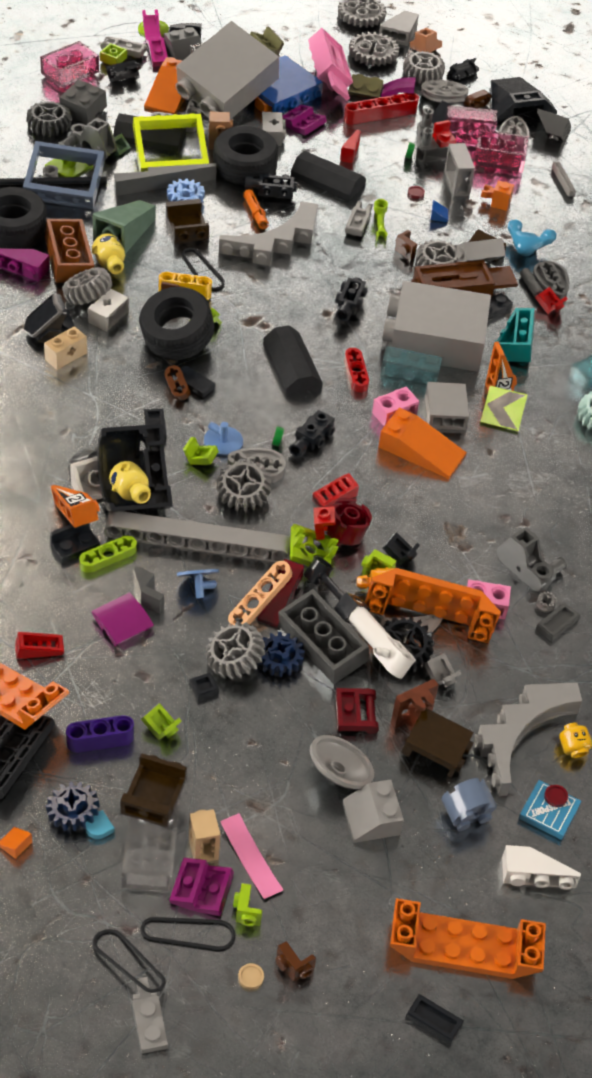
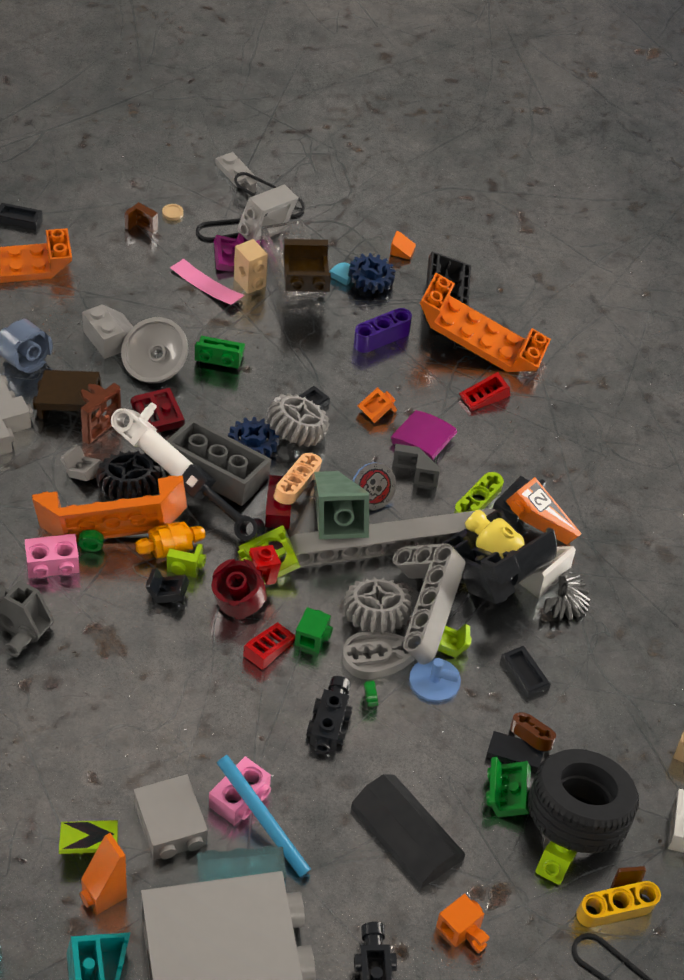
camera: 160 degrees right, 0 degrees up
(149, 655) = (377, 404): none -> orange bracket
(160, 722) = (333, 353): lime bracket -> none
(163, 907) = (276, 202): none -> light grey window
(184, 477) = (442, 573): none -> light grey beam
(212, 359) = (508, 788): none -> green bracket
(243, 550) = (340, 506): none -> sand green slope
(246, 915) = (194, 238): lime bracket -> none
(275, 754) = (219, 351): none -> green bracket
(285, 306) = (462, 922): none -> orange brick
(300, 487) = (313, 630): none -> green brick
(353, 375) = (316, 859): red beam -> none
(389, 380) = (263, 815): none -> dark azure piece
(420, 443) = (185, 743): orange slope -> none

